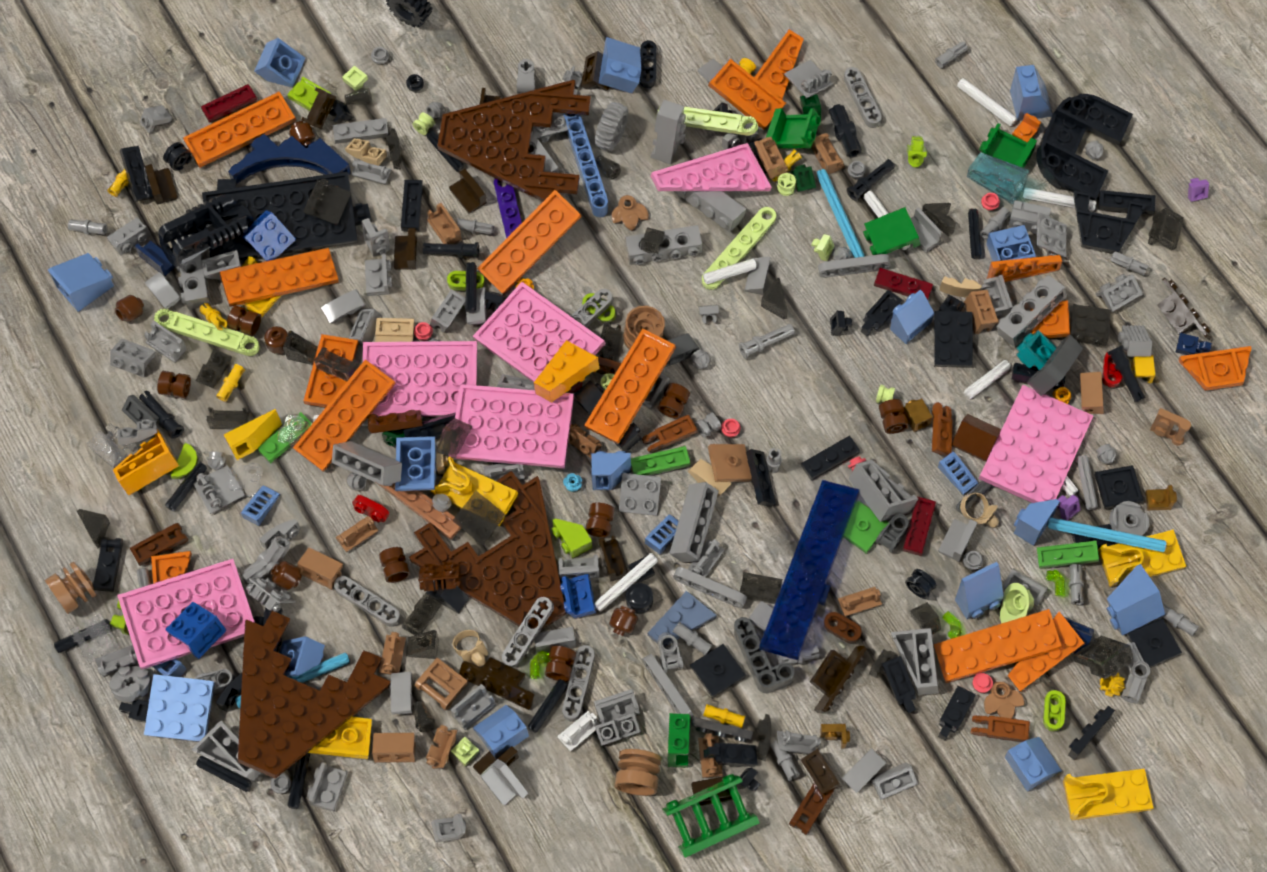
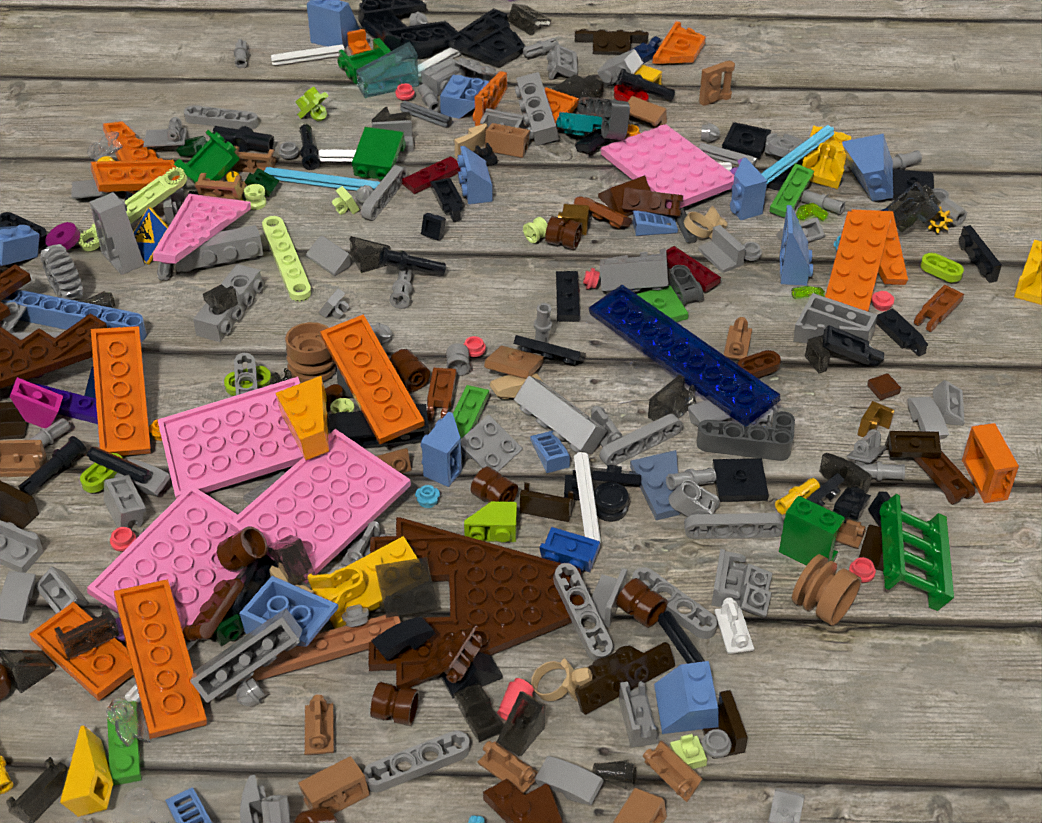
camera: 60 degrees left, 20 degrees down
(370, 508) = (298, 694): red plate -> none
(394, 330) = (93, 562): tan plate -> none
(442, 406) = (242, 549): none -> reddish brown wheel
(442, 540) = (409, 632): none -> black slope
(444, 629) = (511, 695): none -> coral cone
(446, 679) = (583, 725): medium nougat plate -> none
(478, 764) = (716, 743): none -> light grey plate
(486, 201) = (35, 403): none -> dark pink slope
(494, 297) = (152, 454): black tile -> none
(503, 782) = (759, 719): light grey panel -> none
(536, 662) = (621, 628): clear neon green arm -> none
(578, 567) = (535, 532): light grey hinge -> none
(623, 620) = (628, 525): reddish brown head -> none
(631, 214) = (164, 312): medium nougat plate -> none
(654, 95) = (64, 234): none -> magenta piece
(660, 587) = (615, 474): none -> black plate
(682, 789) = (863, 568): none -> coral plate
(691, 148) = (149, 233): none -> piece
(729, 271) = (307, 269): white axle -> none
(763, 50) = (105, 147): none -> clear plate
(775, 327) = (403, 260): none -> black pin
(833, 674) = (811, 392): dark brown bracket -> none
(833, 831) = (989, 462): none -> orange window
(881, 726) = (884, 386): none -> reddish brown tile
(920, 583) = (753, 289): black wheel -> none
(926, 617) = (789, 303): clear smoke bracket -> none
(953, 339) = (518, 167): black plate -> none
(972, 459) = (651, 201): none -> reddish brown plate
(987, 379) = (575, 167): white axle -> none
(1005, 703) = (909, 295): medium nougat plate -> none
(1016, 602) = (821, 240): yellowish green piece -> none
(1032, 763) = (990, 305): medium blue slope -> none
(1160, 498) = (778, 120): pearl gold bracket -> none

